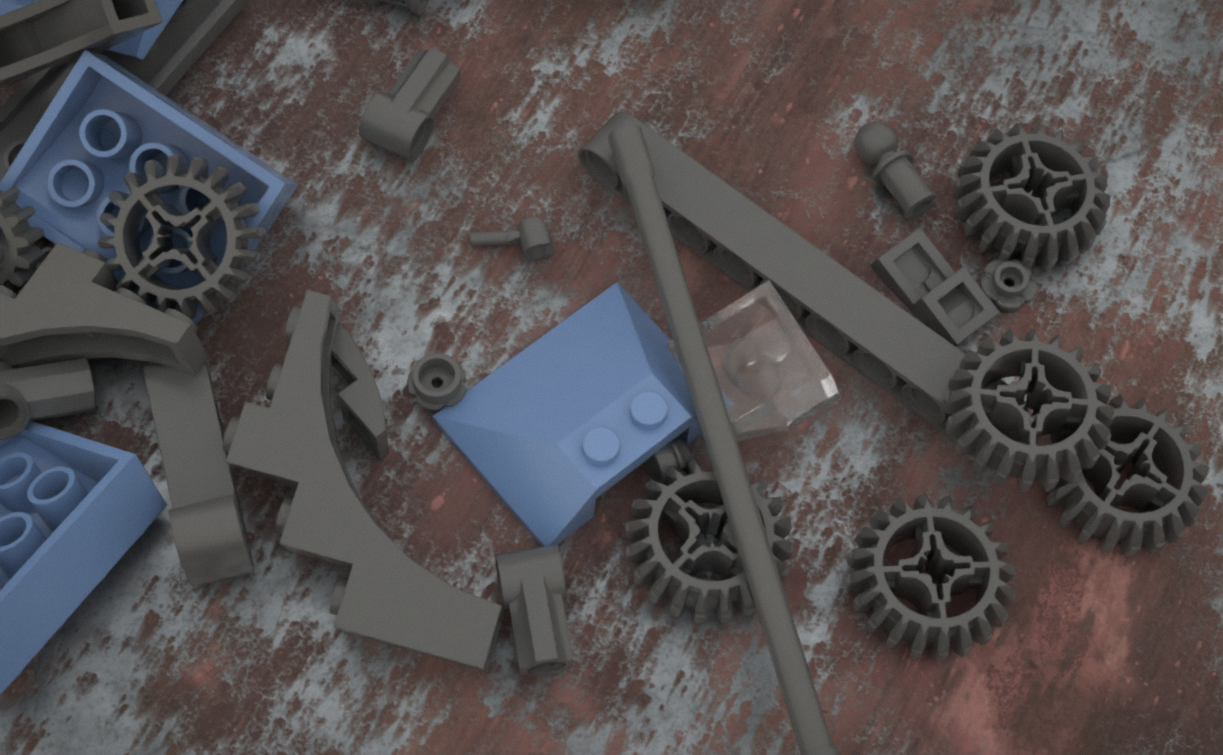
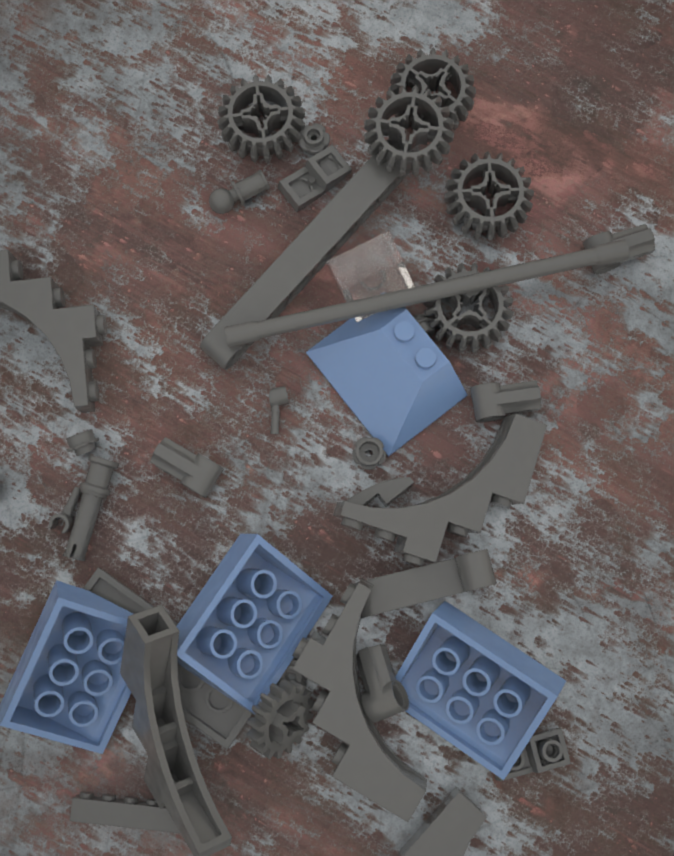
camera: 80 degrees left, 15 degrees up
(165, 218) = (308, 596): dark grey gear -> none

